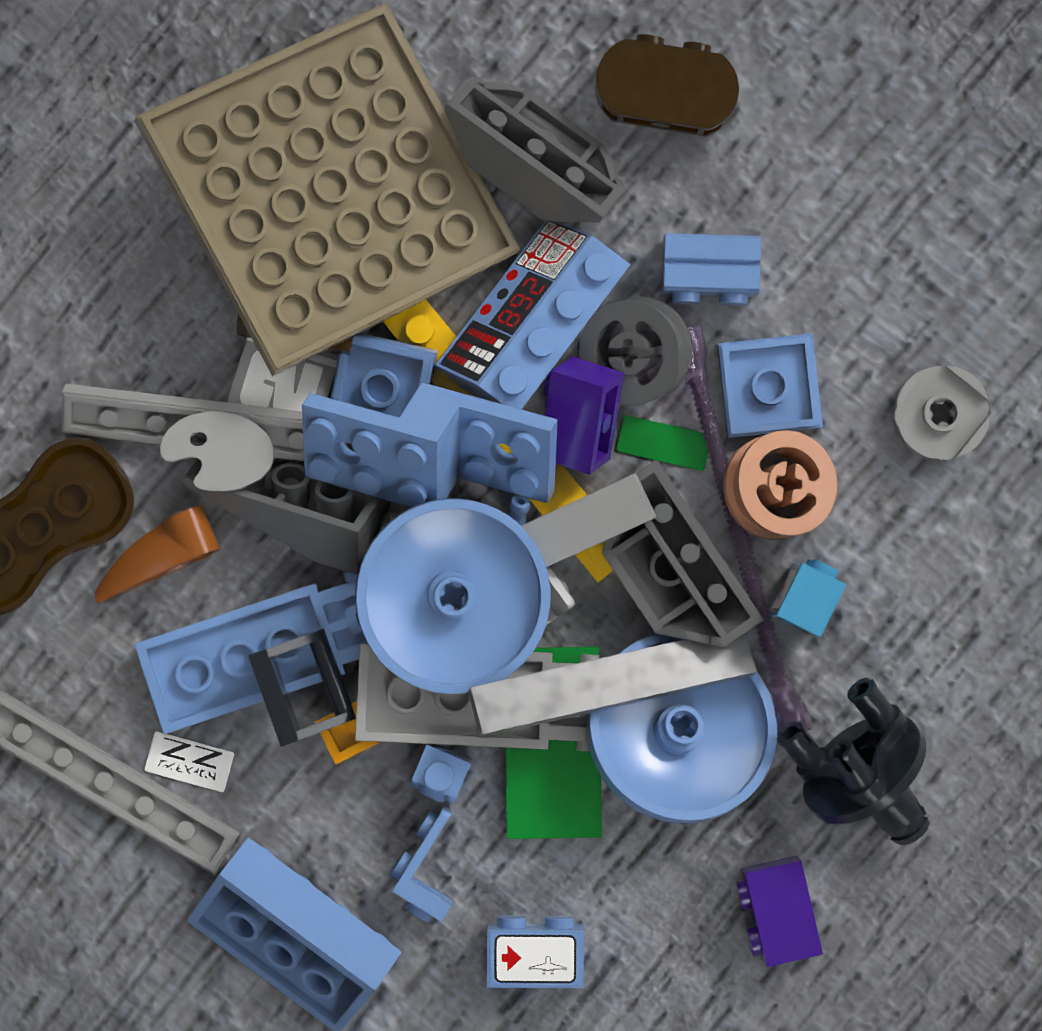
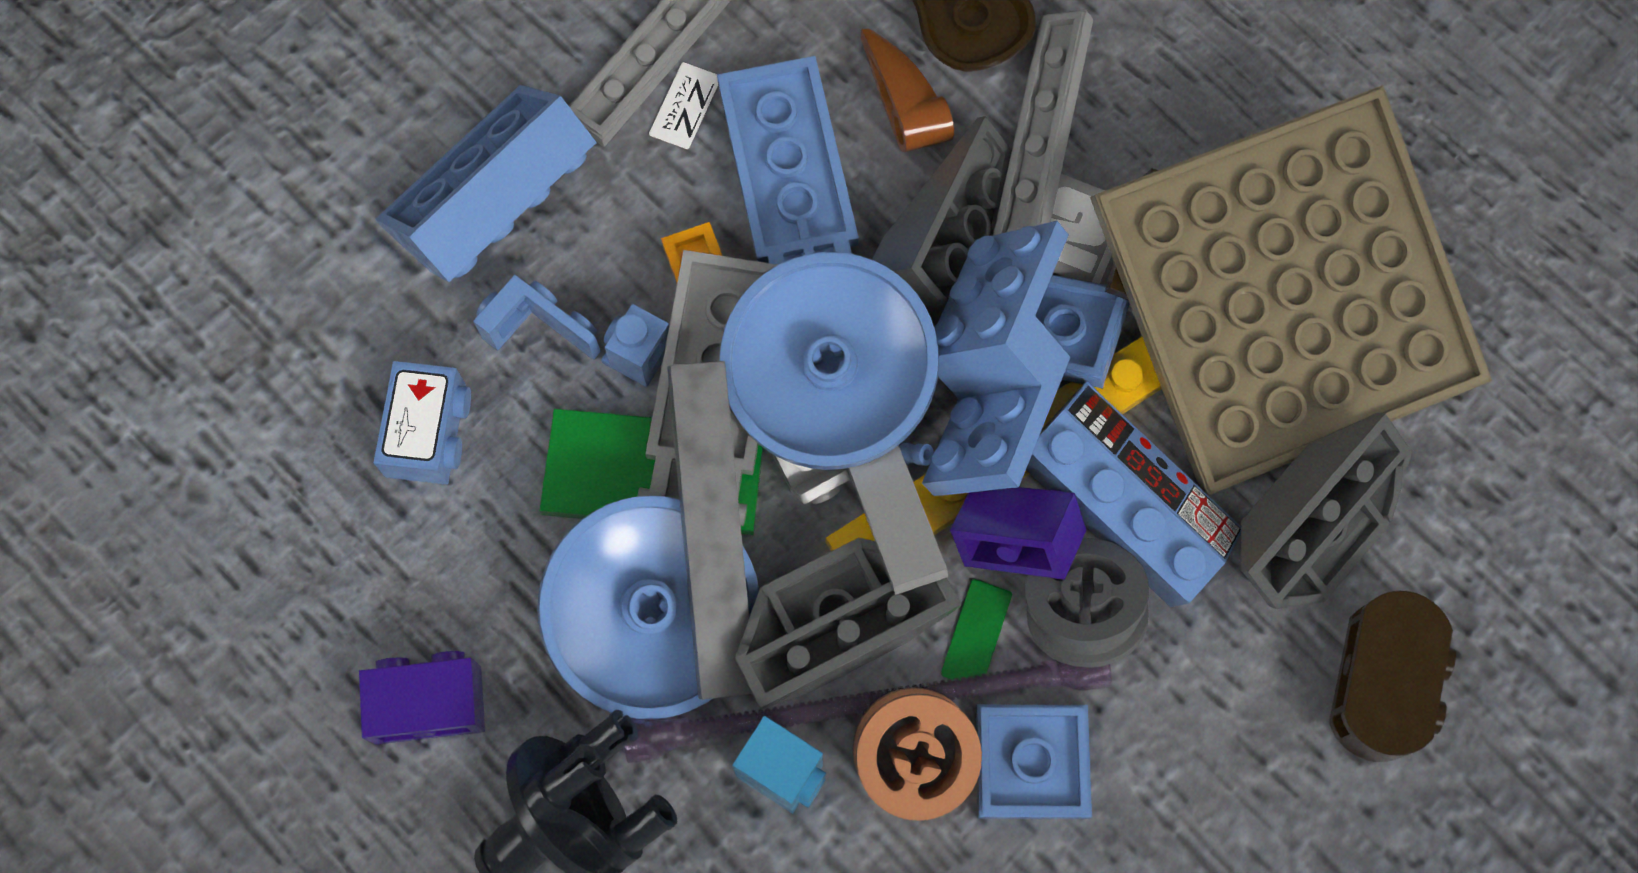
camera: 95 degrees right, 15 degrees down
(232, 456) = (1002, 161): light grey piece -> none
(276, 696) = (741, 179): black tile -> none
(711, 267) = (1178, 704): medium blue brick -> none

